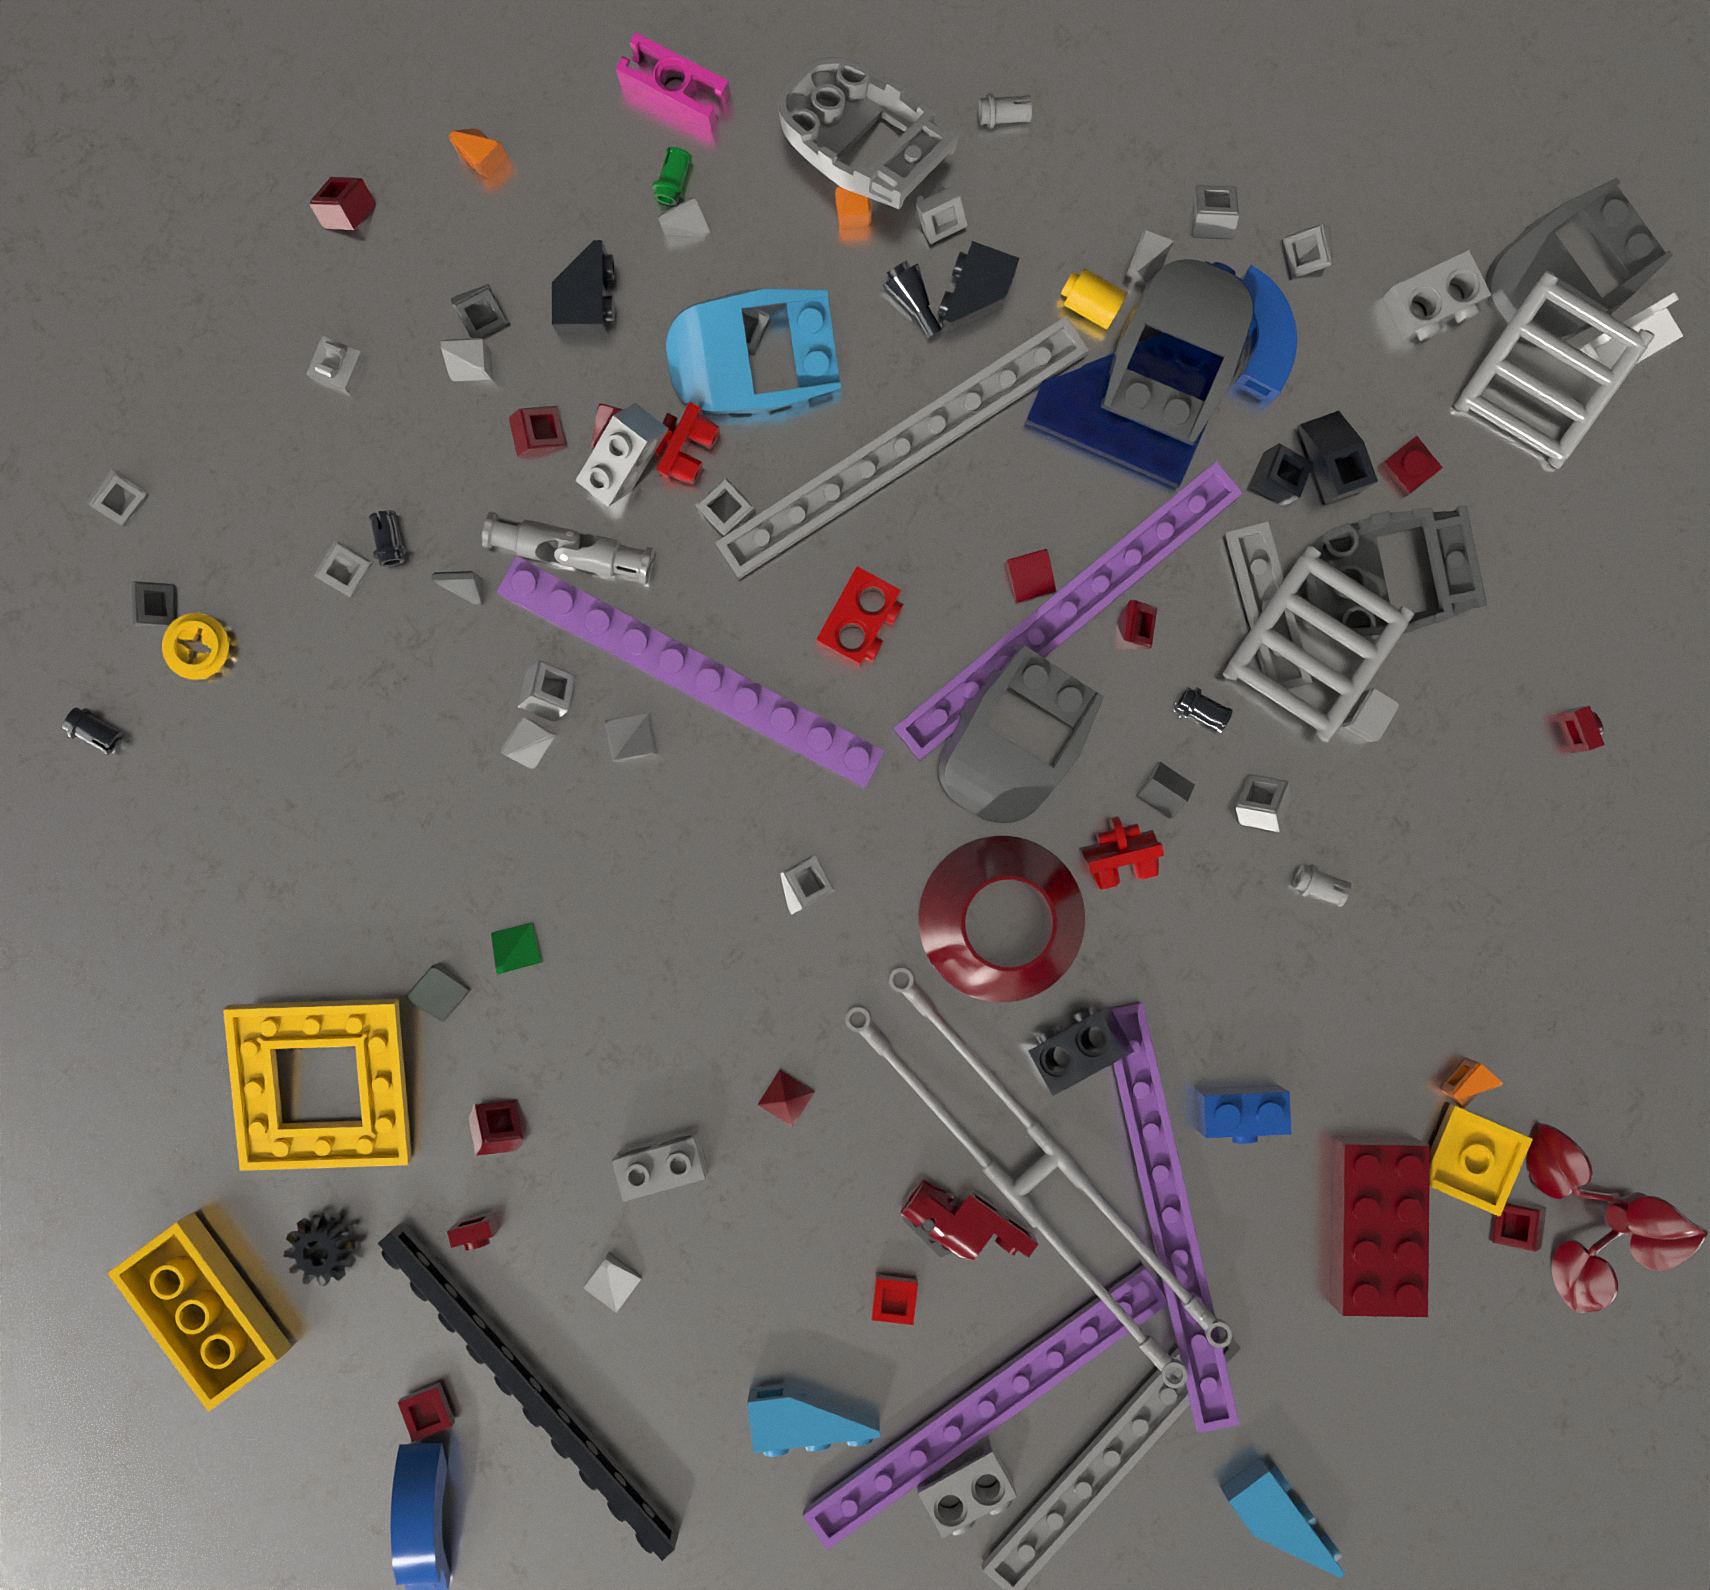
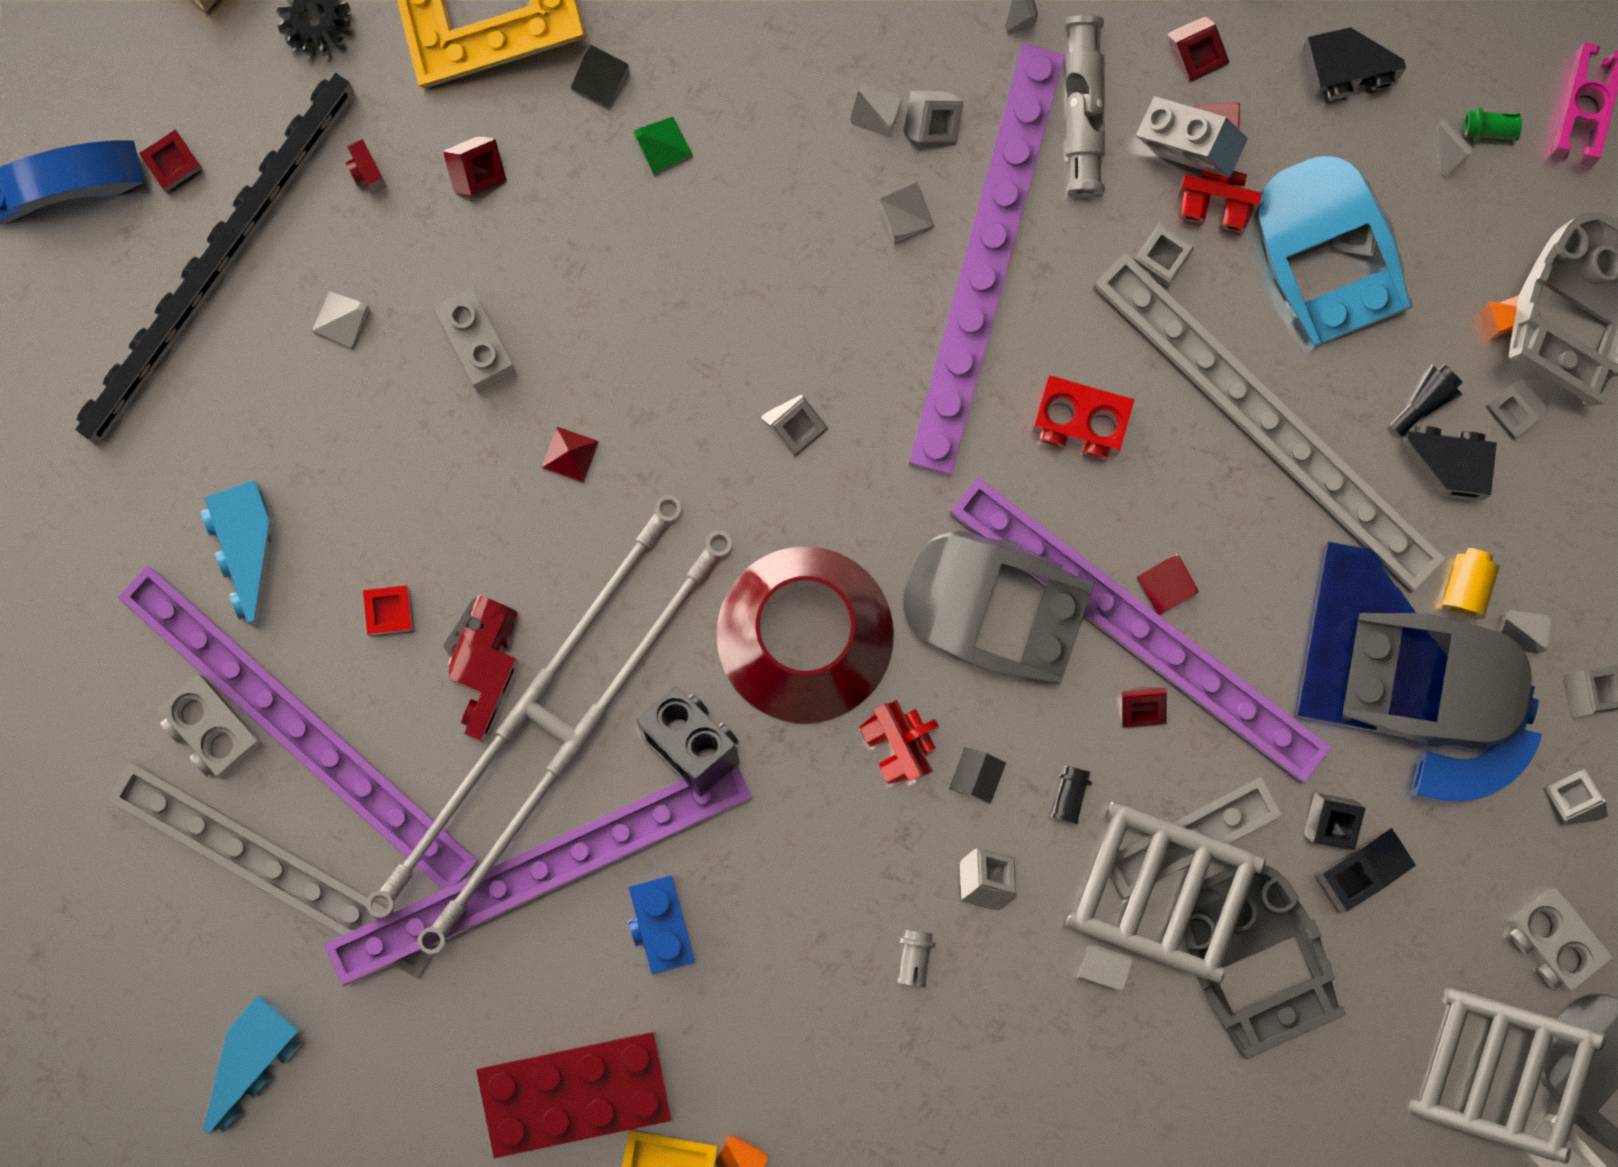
camera: 75 degrees right, 5 degrees down
(1411, 466) = (1377, 956): dark red plate -> none

